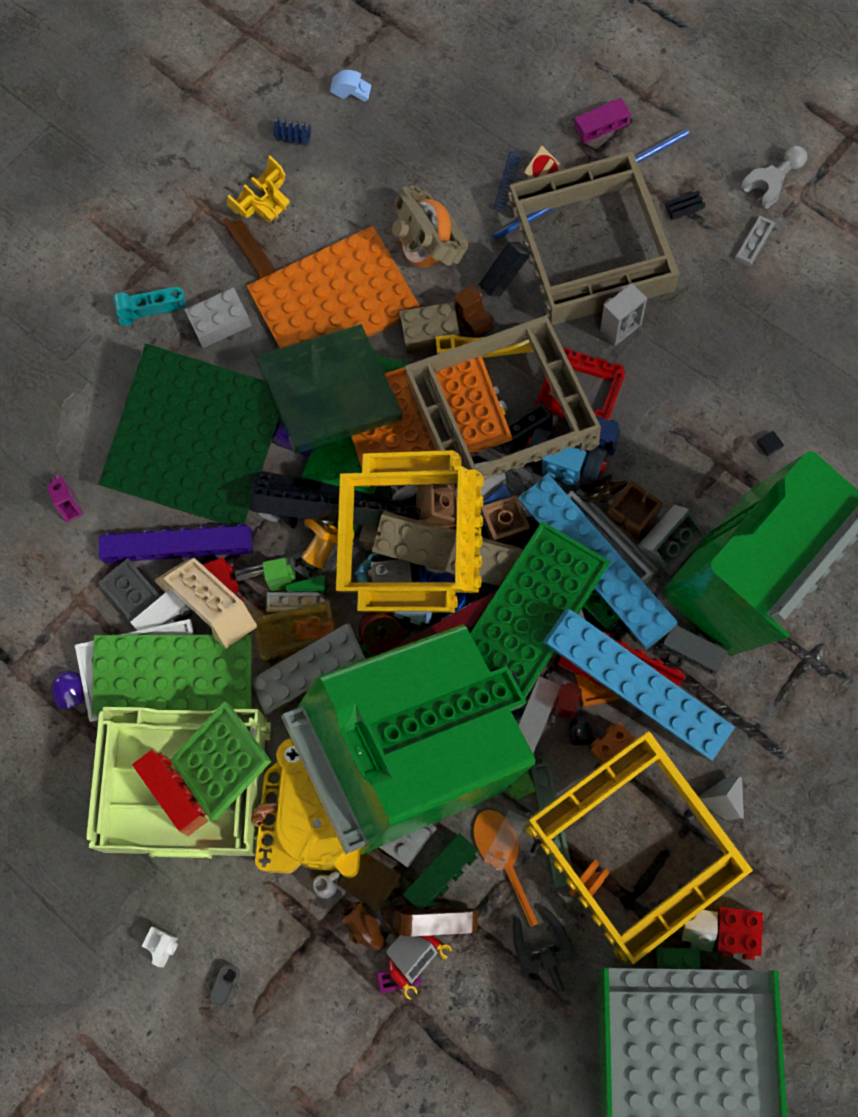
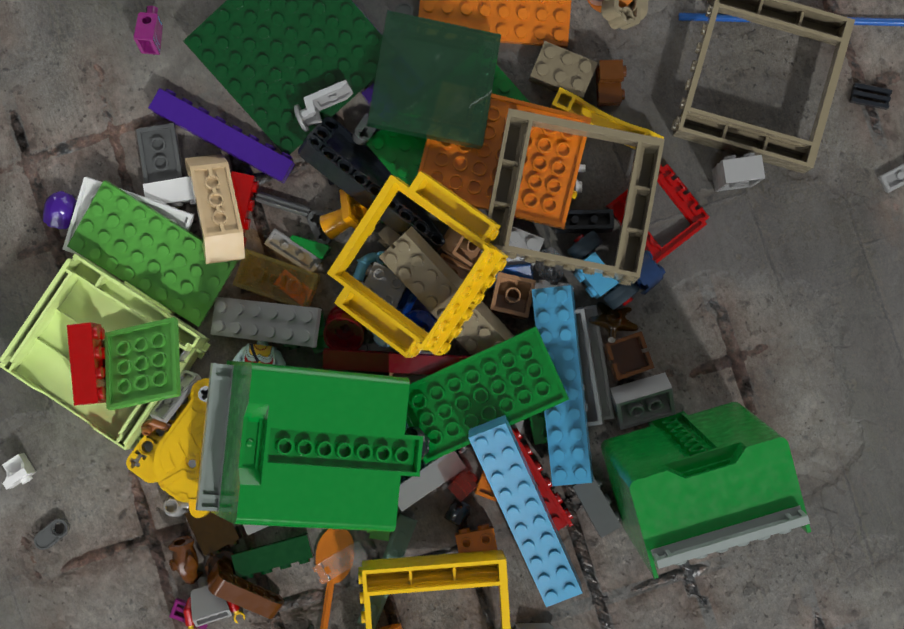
camera: 25 degrees right, 15 degrees up
(244, 460) = (320, 100): none -> light grey piece
(266, 780) = (166, 408): none -> light grey tile
(278, 574) = (291, 221): bright green brick -> none
(295, 465) = (362, 127): none -> dark grey beam
(504, 268) = (663, 60): black brick -> none
(770, 443) = (786, 368): black tile -> none

